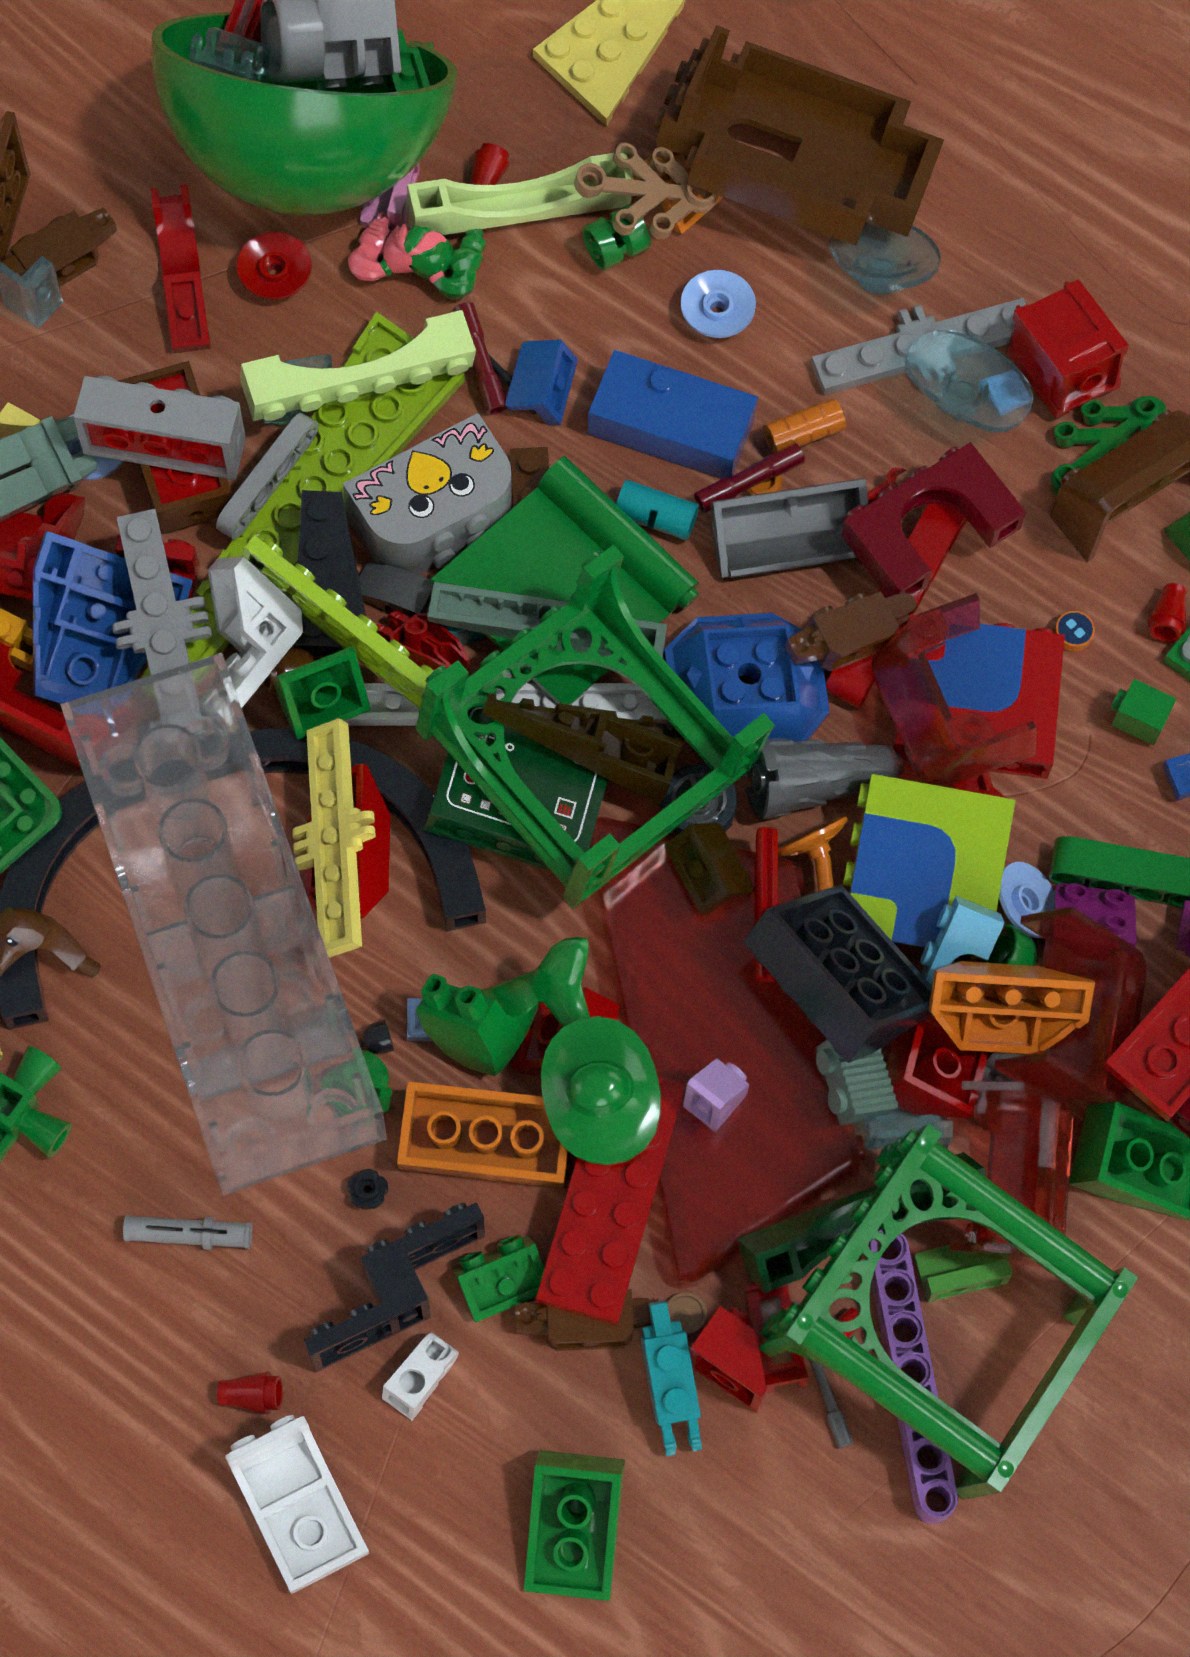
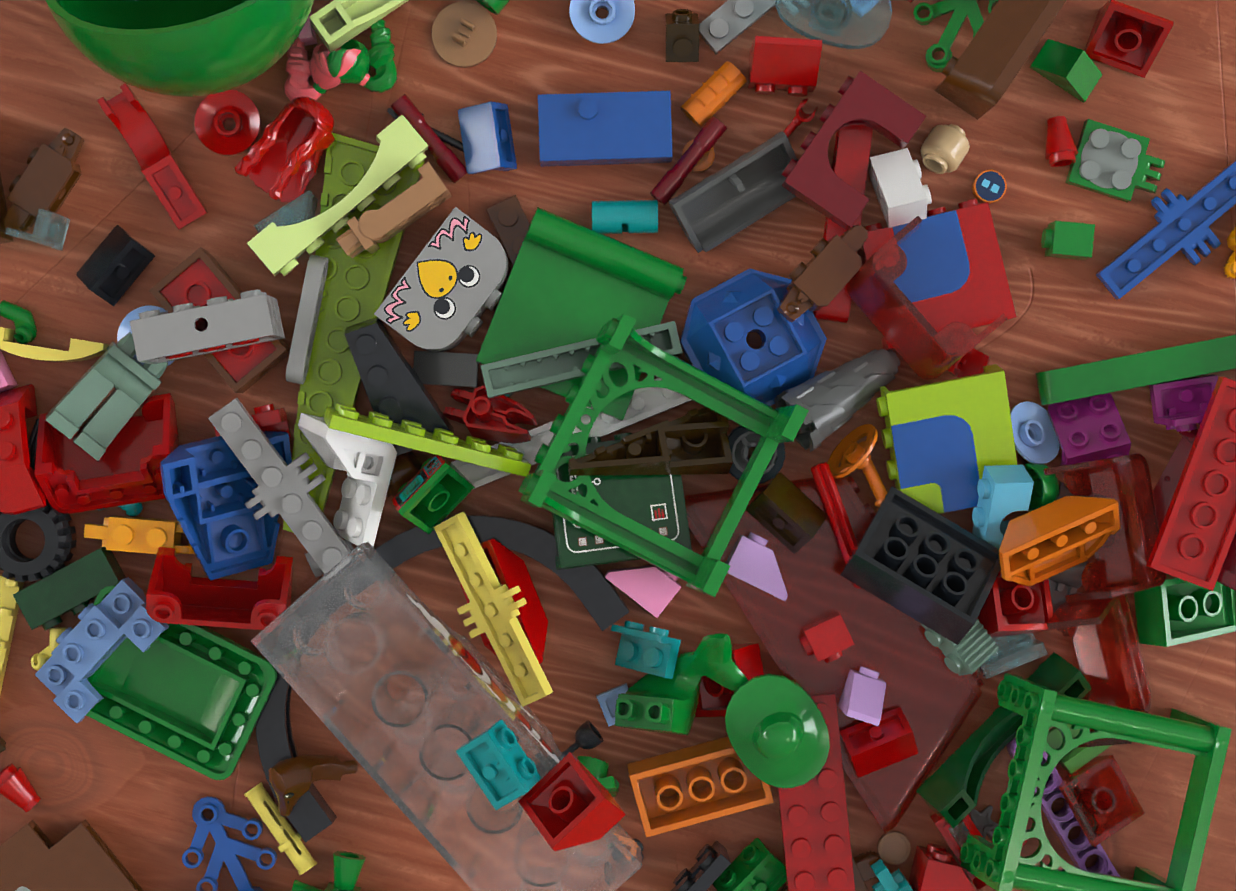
camera: 15 degrees left, 20 degrees up
(91, 355) = (115, 265): none -> black panel
(270, 928) = (499, 765): none -> teal bracket
(328, 313) = (289, 149): none -> red hair
(335, 1002) = (571, 806): none -> red slope
(411, 403) = (395, 216): none -> medium nougat hips
(488, 958) = (646, 651): none -> teal bracket
(517, 896) = (646, 585): none -> bright pink slope
(561, 279) = (464, 34): none -> medium nougat piece
(649, 905) = (756, 565): none -> lavender slope
(700, 1016) = (826, 638): none -> red brick
(715, 1162) = (879, 746): none -> red panel
(793, 361) = (682, 36): none -> dark brown bracket
(892, 419) = (784, 65): none -> red slope
(956, 1334) = (1100, 798): none -> clear red slope
(971, 572) = (899, 187): none -> white brick
(1037, 570) = (944, 148): none -> tan head

